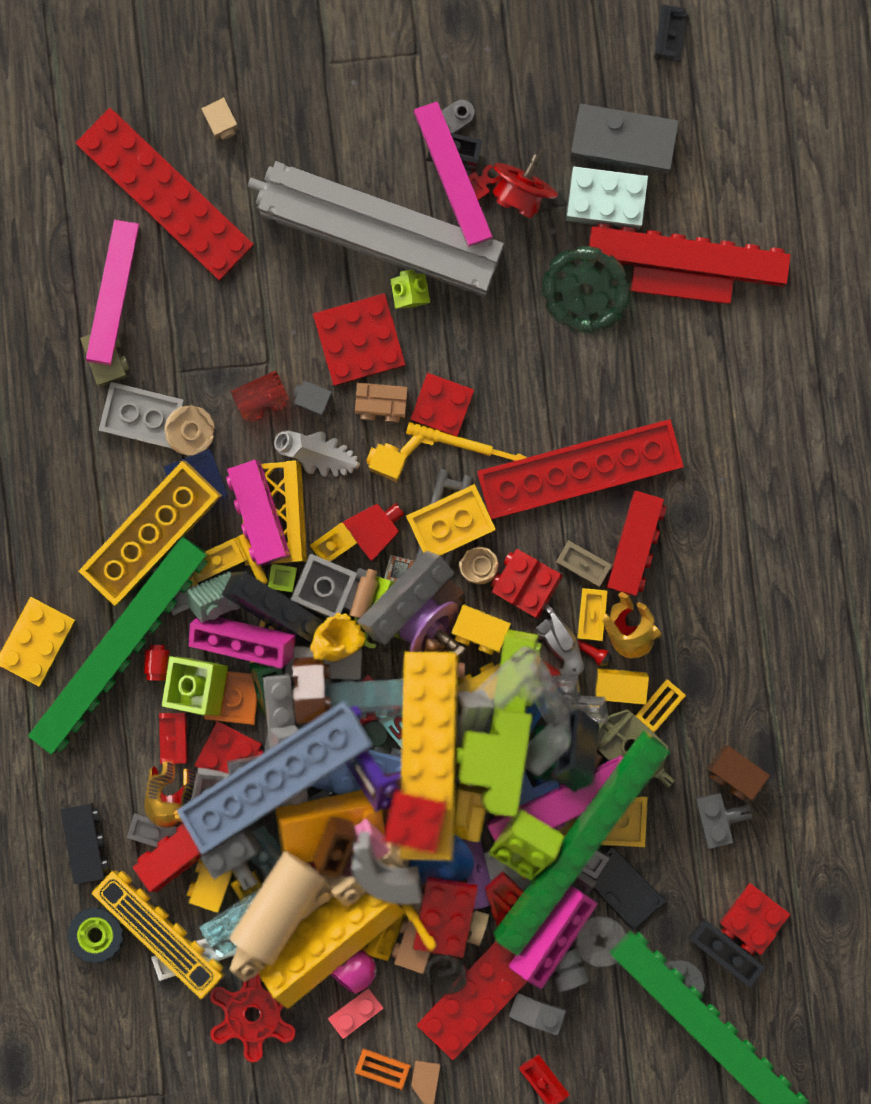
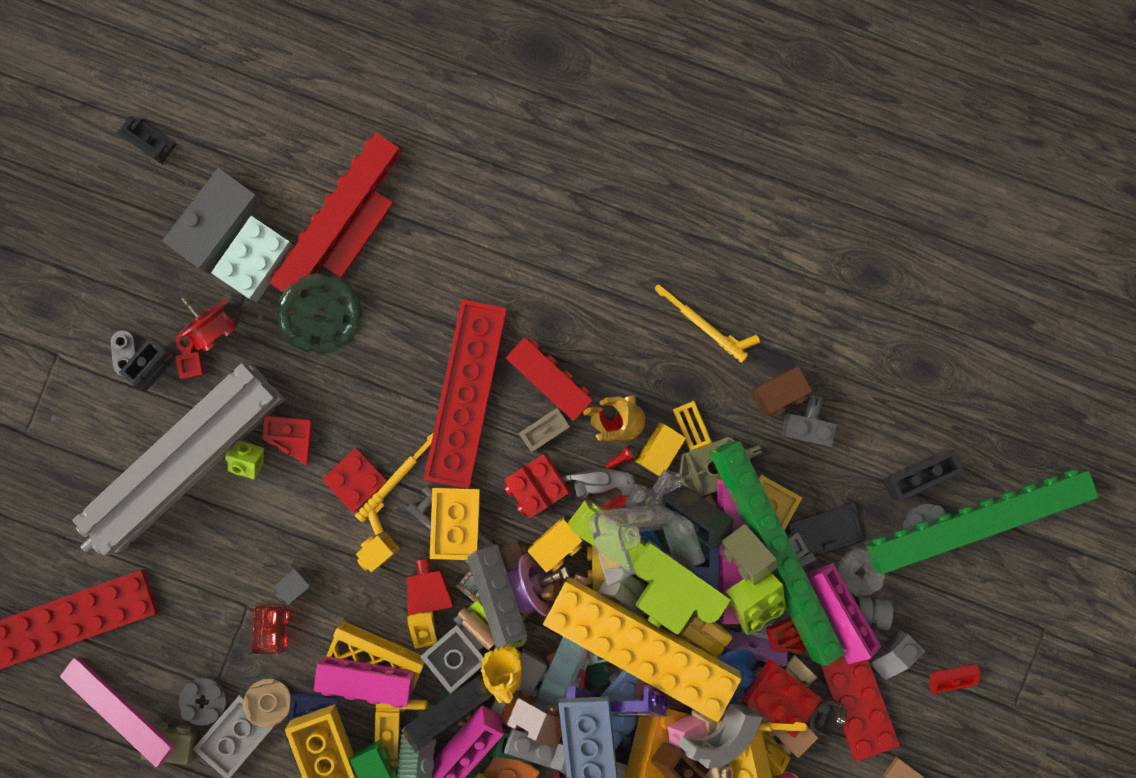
camera: 60 degrees left, 0 degrees up
(171, 374) = (191, 708): none -> dark grey plate
(220, 119) = (21, 545): tan brick -> none
(282, 578) = (429, 687): lime plate -> none
(316, 453) = (340, 605): light grey plant -> none
(359, 339) = (266, 521): red plate -> none
(381, 402) = (325, 530): medium nougat brick -> none
(416, 822) = (696, 695): red brick -> none
(452, 174) = (162, 376): dark pink tile -> none
(453, 320) = (289, 435): none -> red wing
(479, 565) = (502, 517): tan hair -> none
(566, 815) = (749, 555): none -> olive brick
(591, 614) = (588, 444): yellow plate -> none
(753, 920) = (905, 438): red plate -> none
(759, 702) = (729, 343): none -> yellow piece

